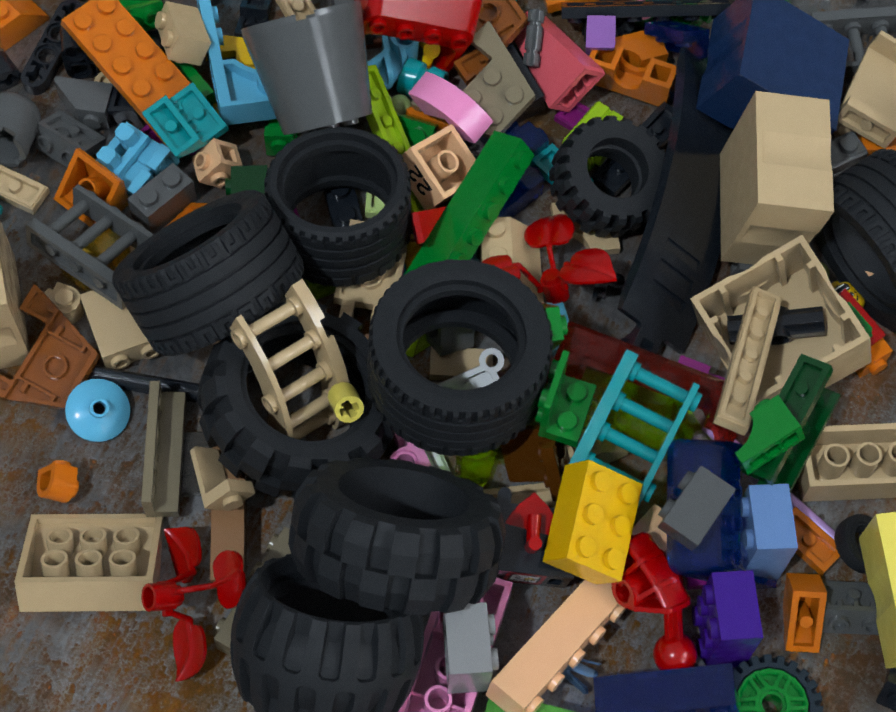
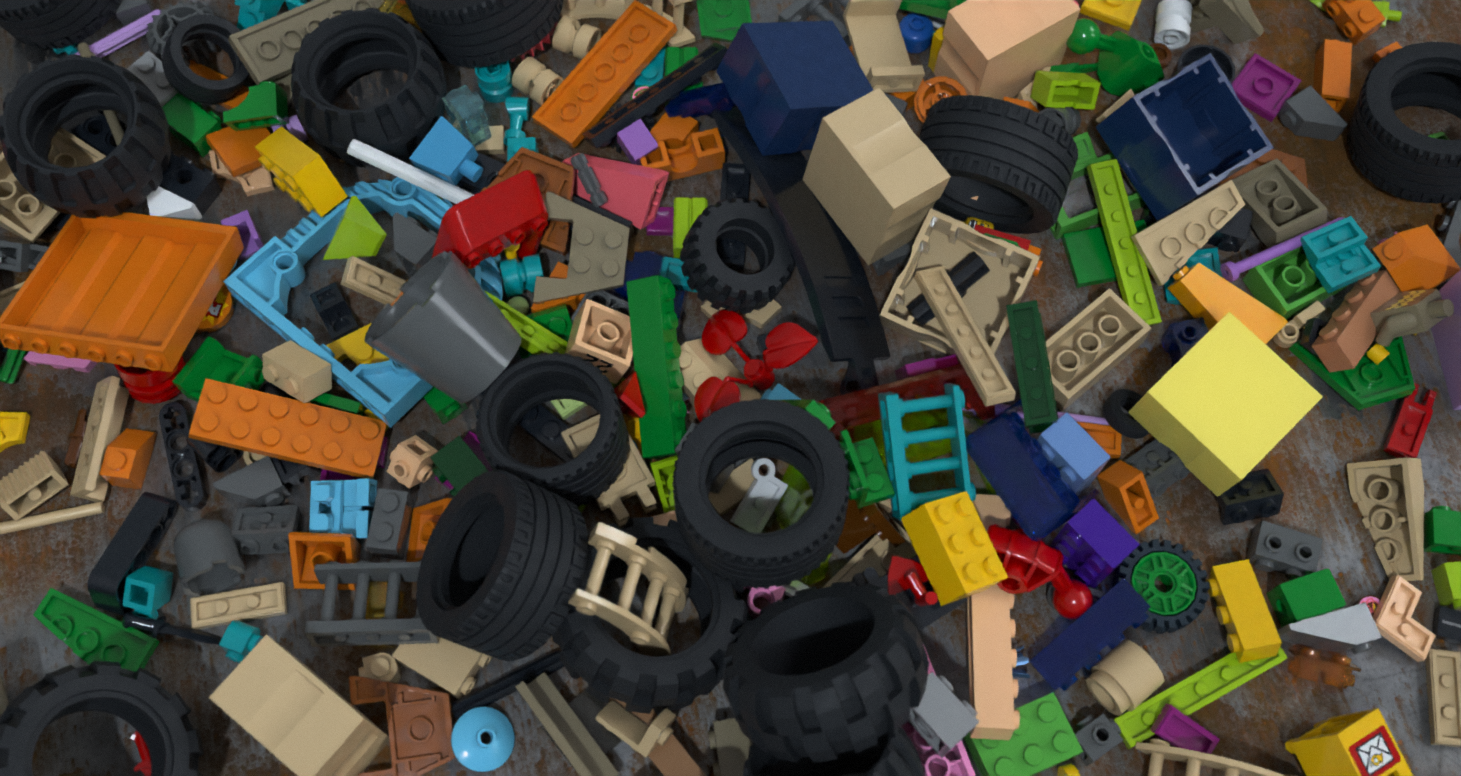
camera: 35 degrees left, 5 degrees up
(185, 121) = (362, 446): teal slope -> none
(352, 409) = (694, 591): light yellow gear -> none
(446, 101) = (573, 282): bright pink brick -> none
(695, 508) = (1024, 482): dark grey brick -> none
(771, 435) = (1034, 380): green arch -> none

